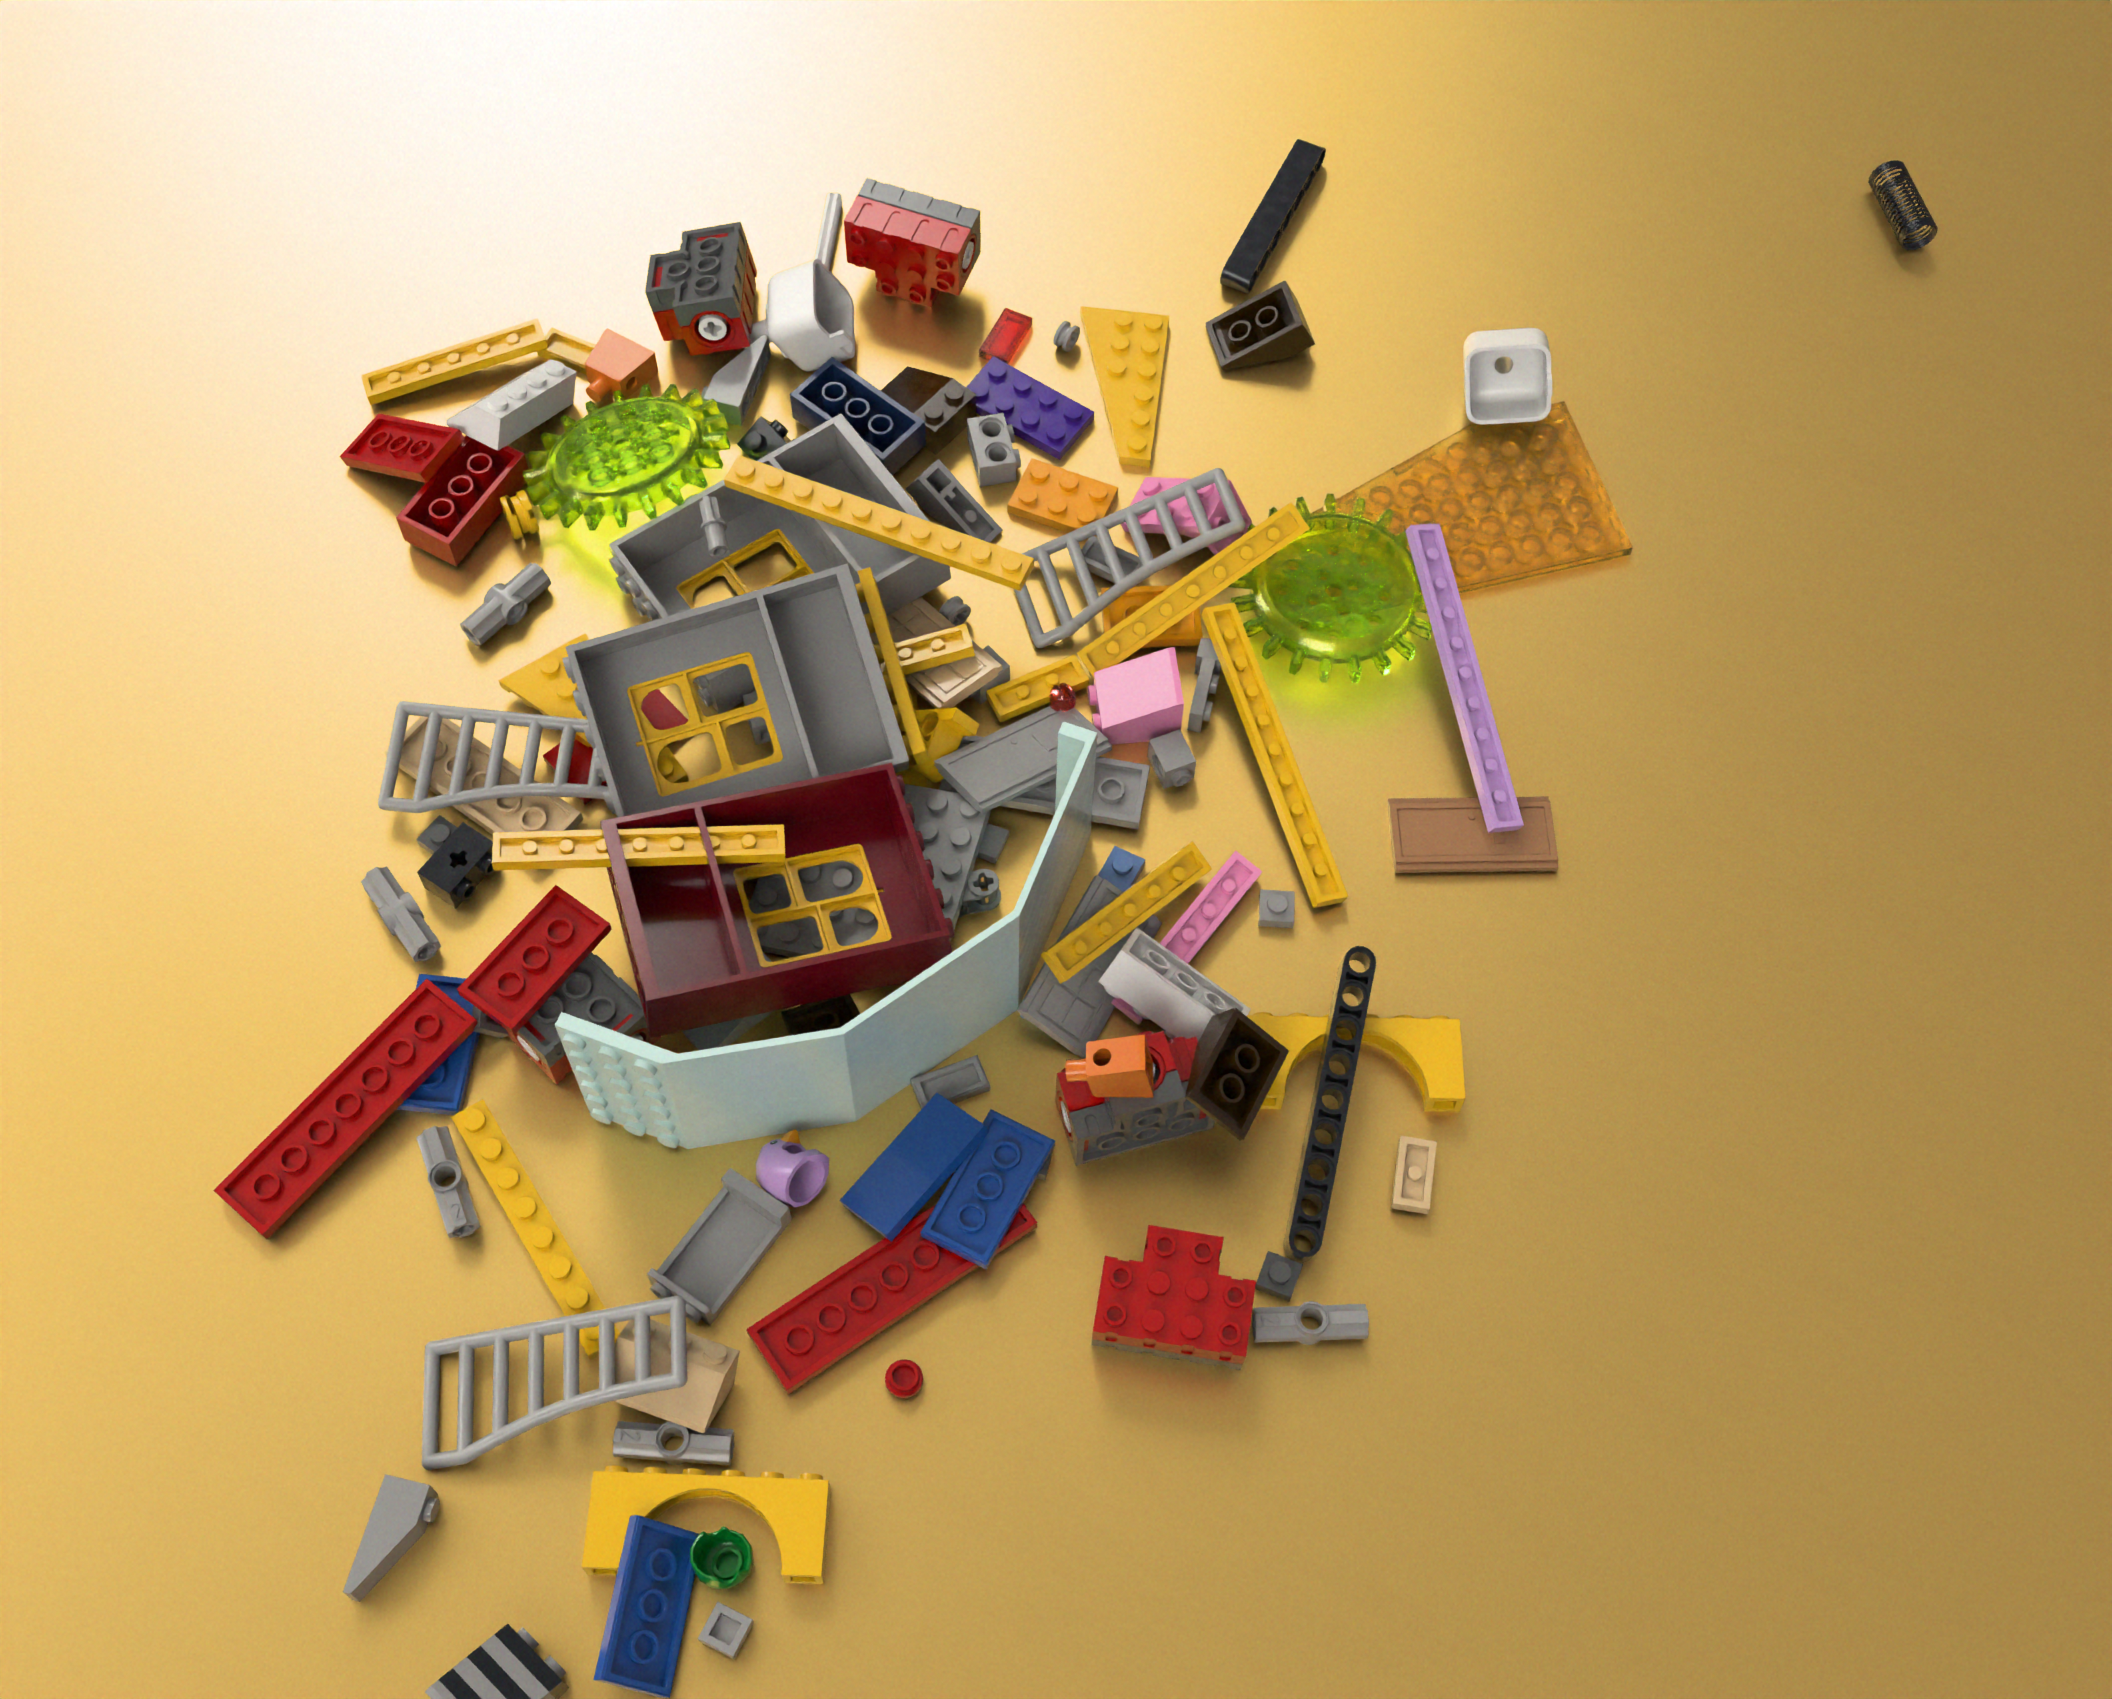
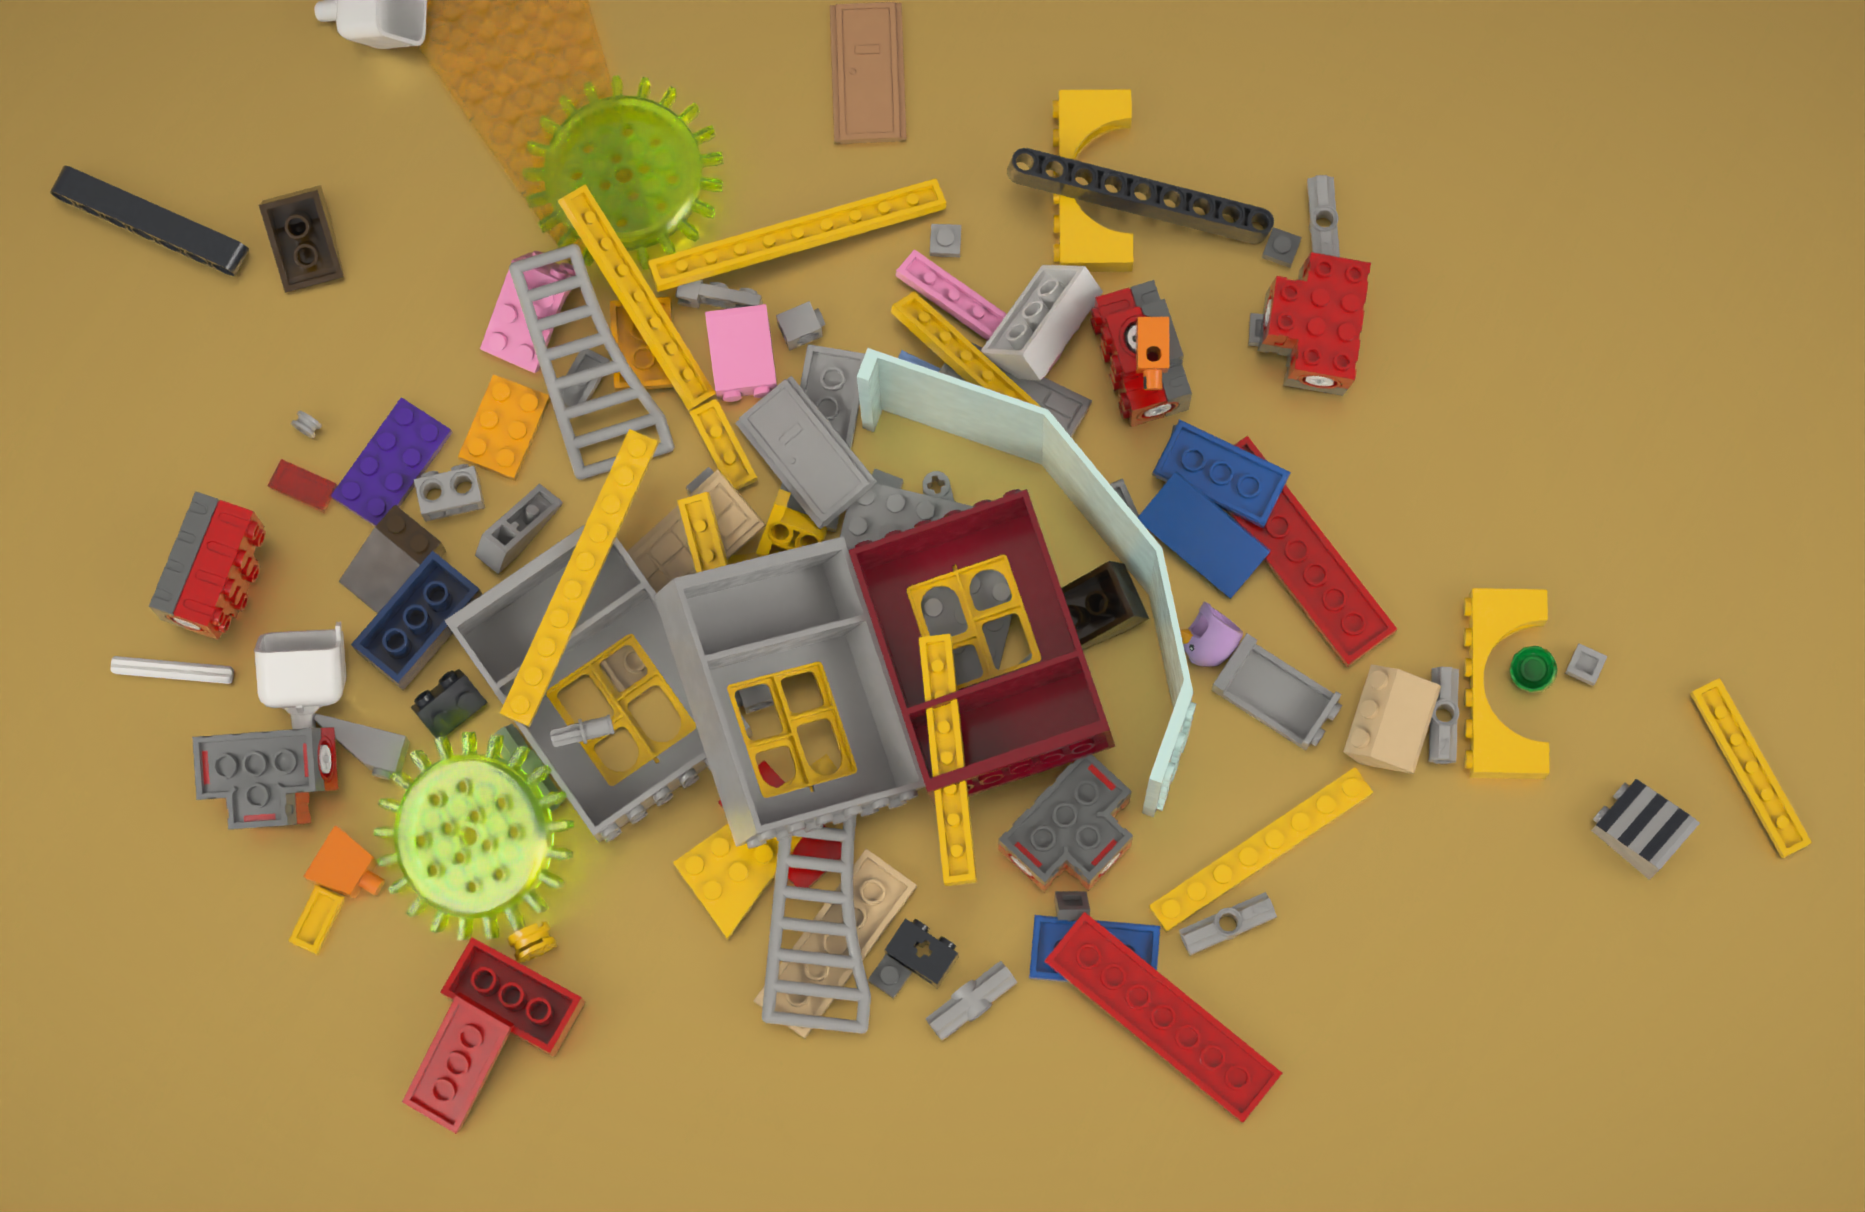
camera: 85 degrees left, 15 degrees up
(392, 1529) = (1520, 929): light grey slope -> none
(454, 361) = (337, 1031): yellow plate -> none
(505, 604) = (633, 946): light grey piece -> none
(518, 405) = (403, 958): white slope -> none
(534, 959) = (1046, 848): red plate -> none
(572, 1400) = (1431, 820): light grey bar -> none
(647, 1608) = (1574, 720): blue tile -> none
(895, 678) = (662, 577): yellow plate -> none
(904, 1378) = (1380, 540): red plate -> none
(955, 610) = (639, 522): light grey bush -> none
(1062, 697) = (742, 424): clear red hinge -> none
(1129, 369) = (339, 365): yellow wing -> none
(1233, 1070) = (1130, 266): dark brown slope -> none
(1414, 1174) = (1192, 136): tan plate -> none
(1464, 679) = (723, 63): lavender plate -> none

